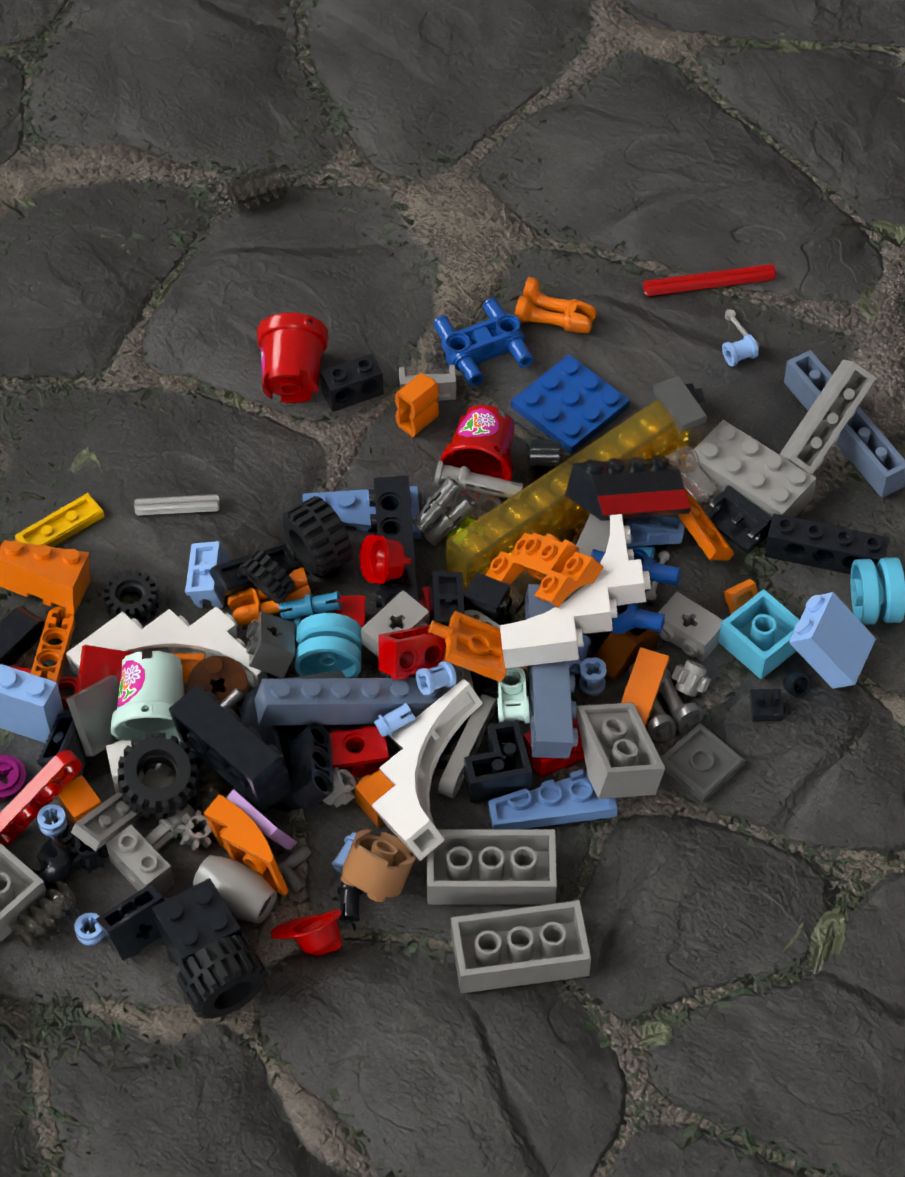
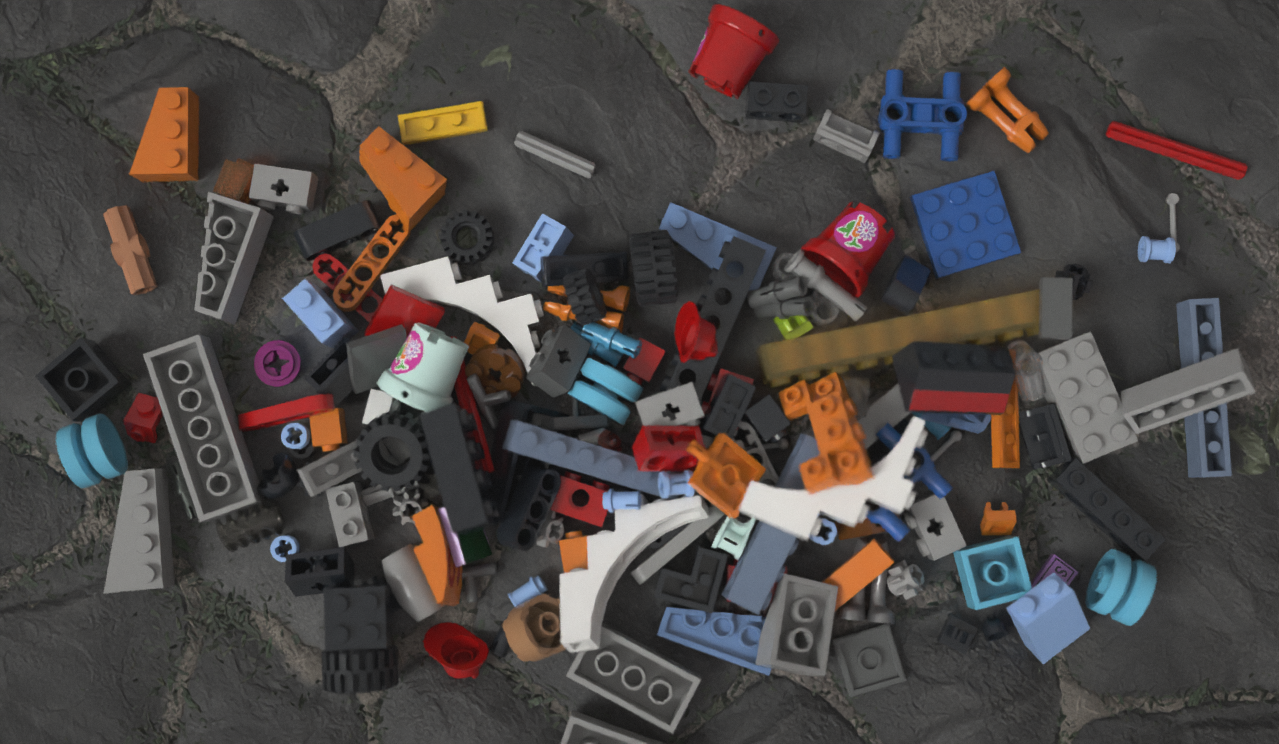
camera: 30 degrees right, 30 degrees up
(417, 404) = (820, 163): orange brick -> none

